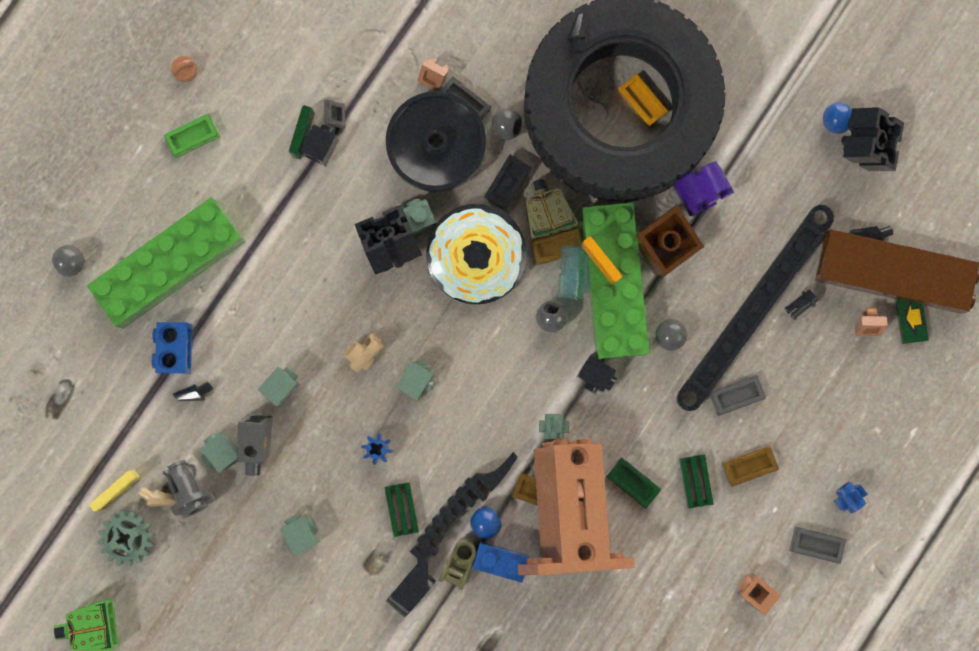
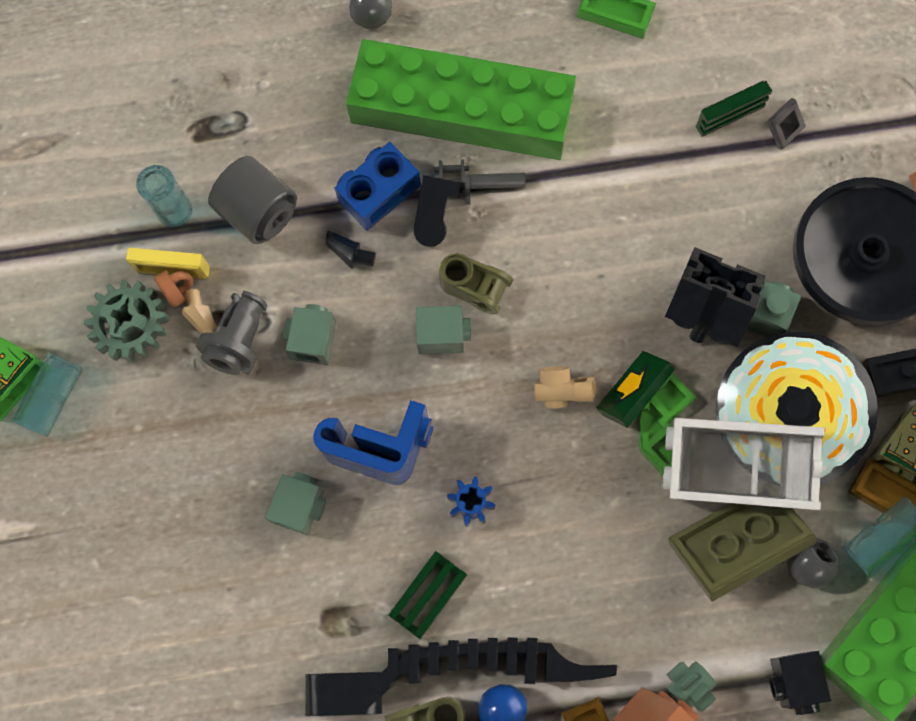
camera: 55 degrees right, 10 degrees down
(68, 462) = (164, 196): none -> clear light blue pin
(122, 419) = (252, 200): none -> dark grey piece
(129, 611) = (47, 394): none -> clear light blue pin
(130, 499) = (170, 290): none -> nougat tile
(216, 296) = (480, 181): none -> dark grey piece
(218, 340) = (431, 209): none -> black leg
(255, 432) = (367, 355): dark grey torso -> none
(271, 345) = (476, 284): none -> olive piece
(319, 448) = (404, 449): none -> blue piece
(320, 144) = (739, 137): black brick -> none
(396, 319) = (635, 389): none -> dark green tile
(416, 379) = (590, 474): sand green brick -> none
(429, 330) = (655, 417): none -> bright green tile
(478, 306) = (744, 463): none -> clear door
(511, 340) = (739, 545): none -> olive tile

